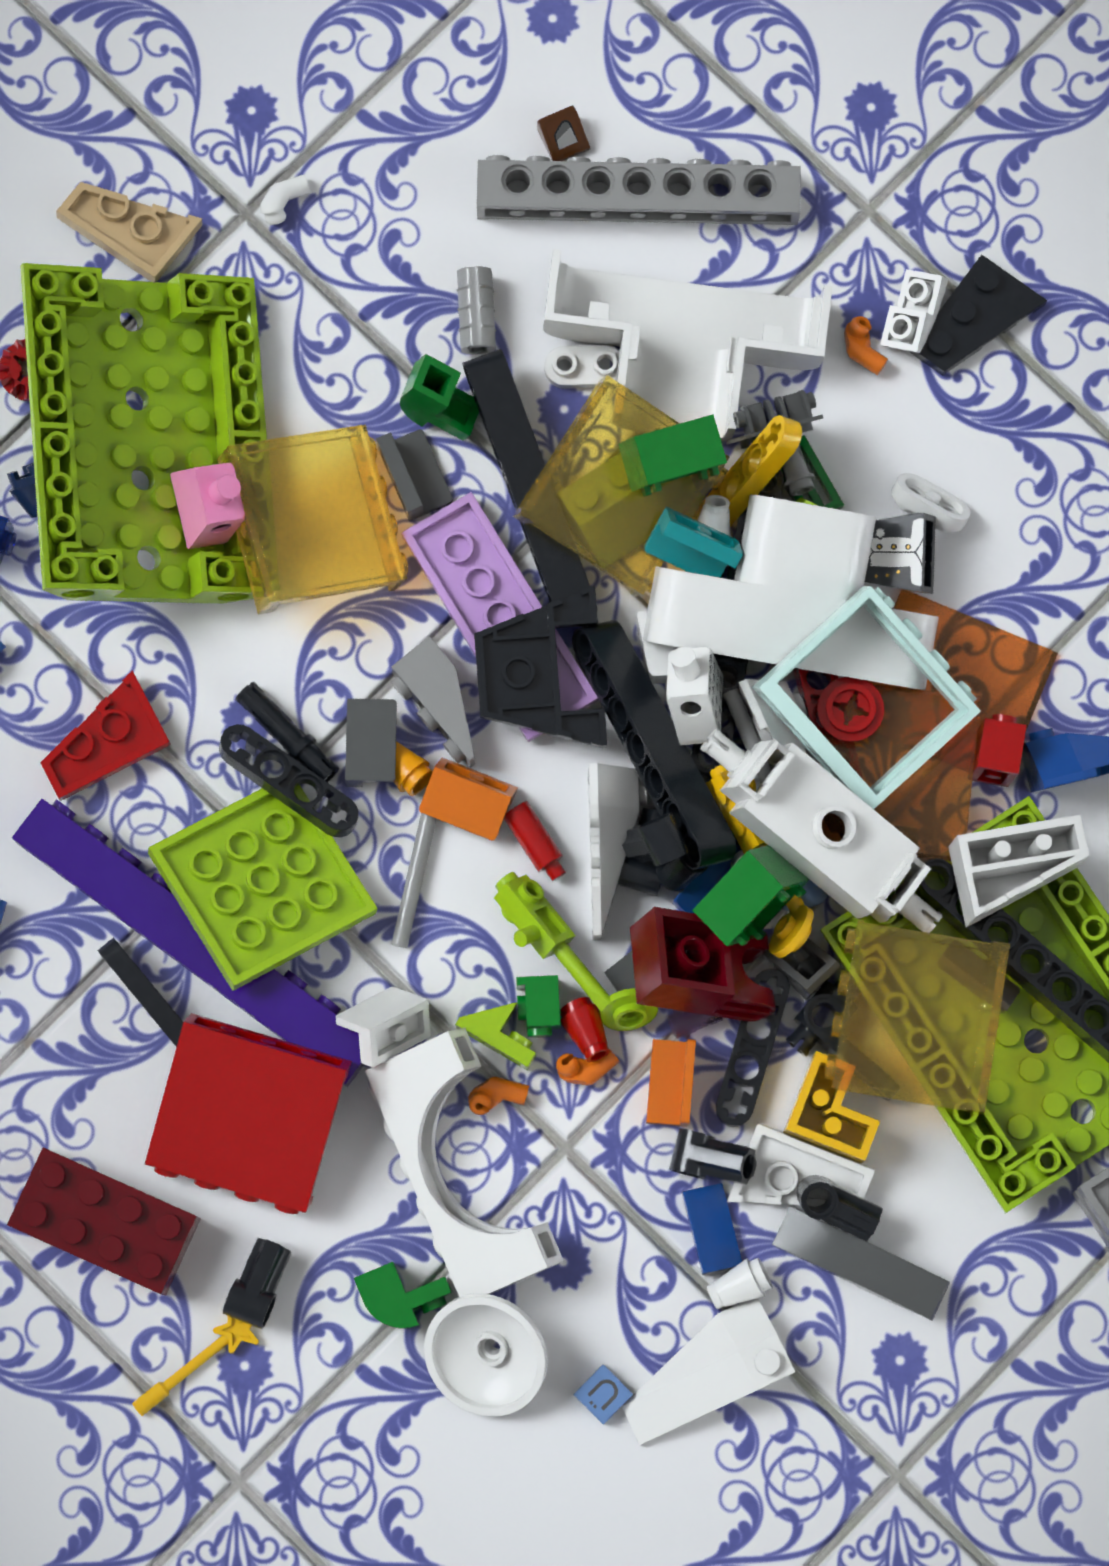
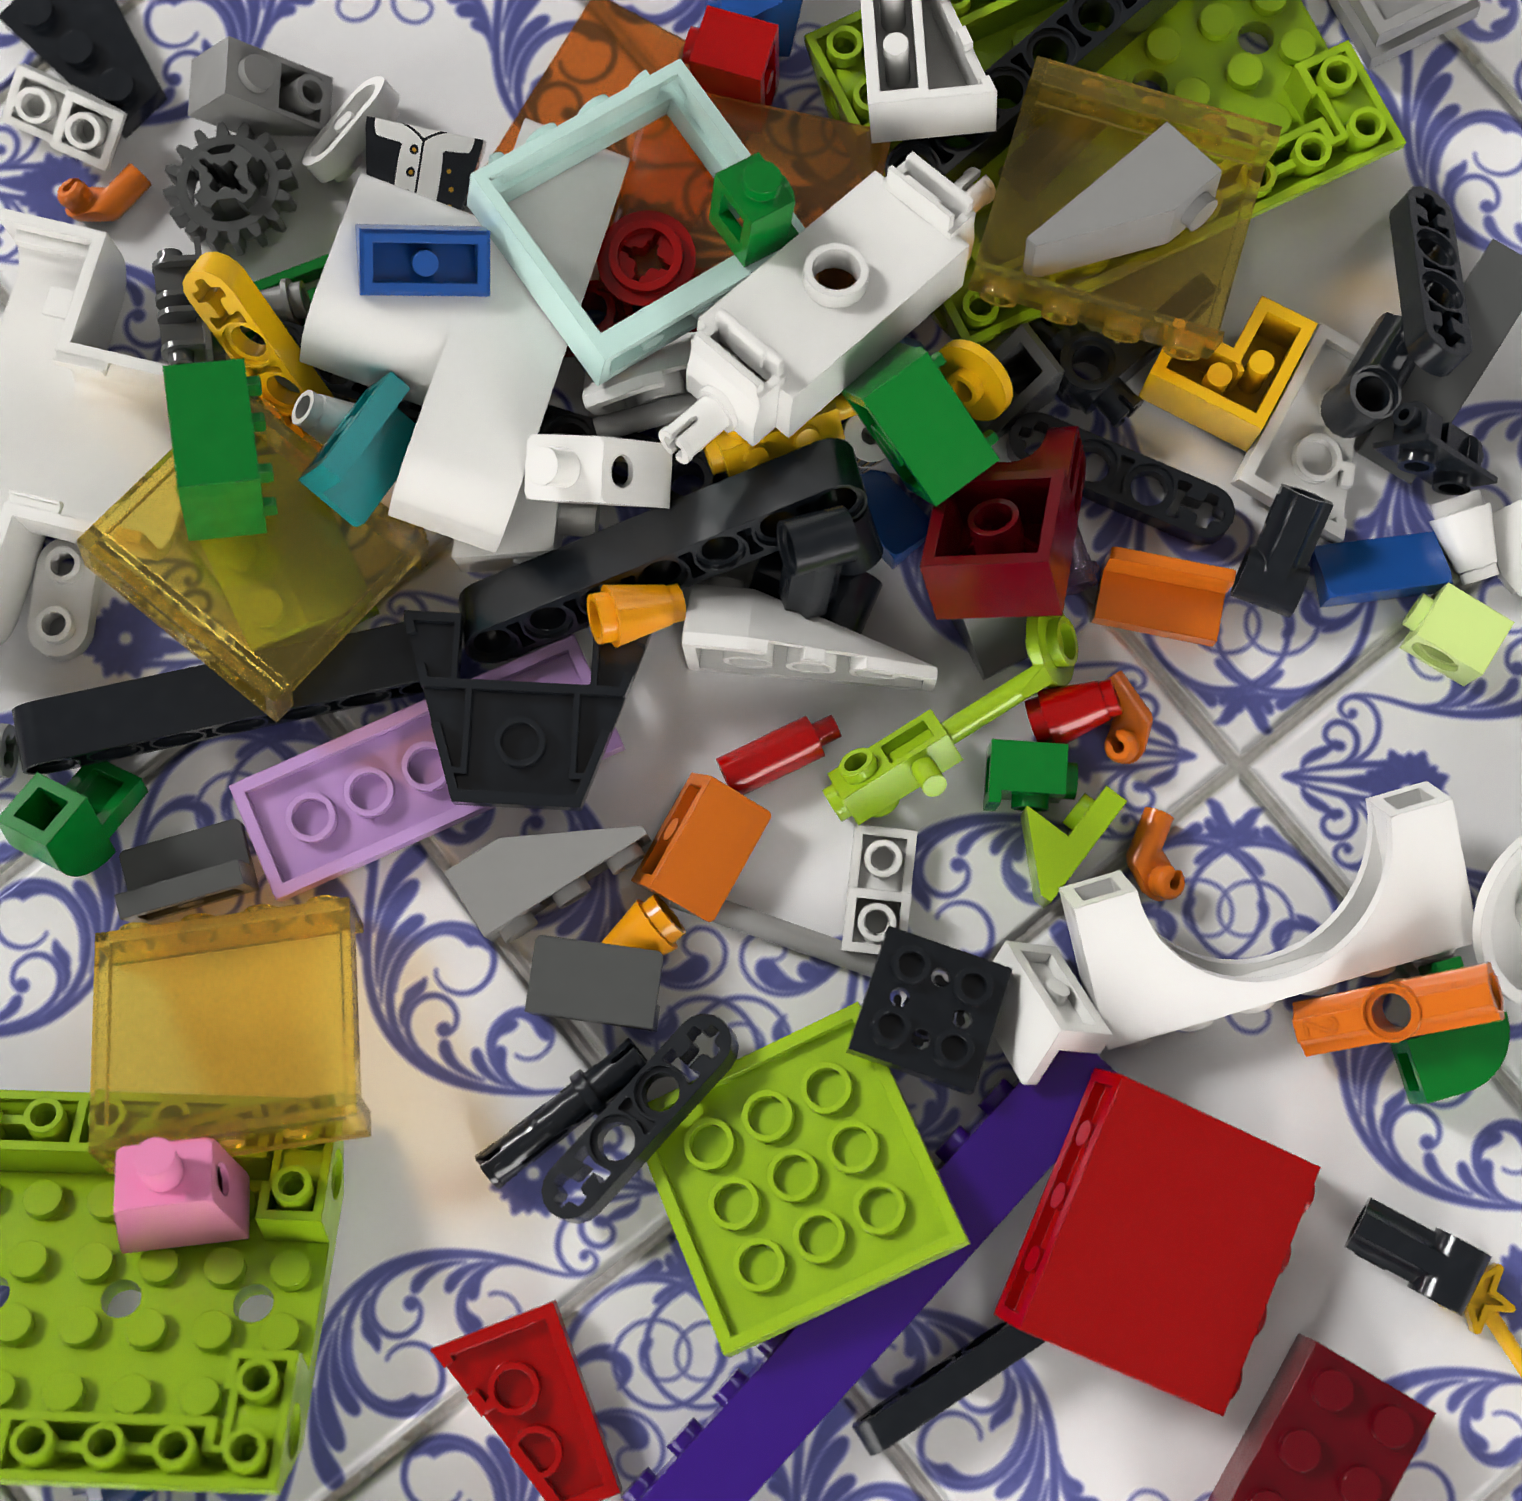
camera: 75 degrees left, 0 degrees up
(349, 968) = (895, 1033): none -> black plate
(416, 1270) = (1436, 1002): none -> orange piece
(453, 917) = (878, 886): none -> white slope
(609, 731) = (633, 611): none -> light orange cone
(670, 1278) = (1454, 633): none -> yellowish green brick
(789, 1237) = (1435, 450): none -> black hinge
(816, 564) = (423, 260): none -> blue slope
(874, 770) = (763, 201): none -> green brick
(891, 436) = (236, 164): none -> dark grey gear
(910, 1237) = (1430, 282): none -> black beam
(919, 1021) = (1129, 208): none -> light grey slope
(947, 437) = (258, 88): none -> light grey slope

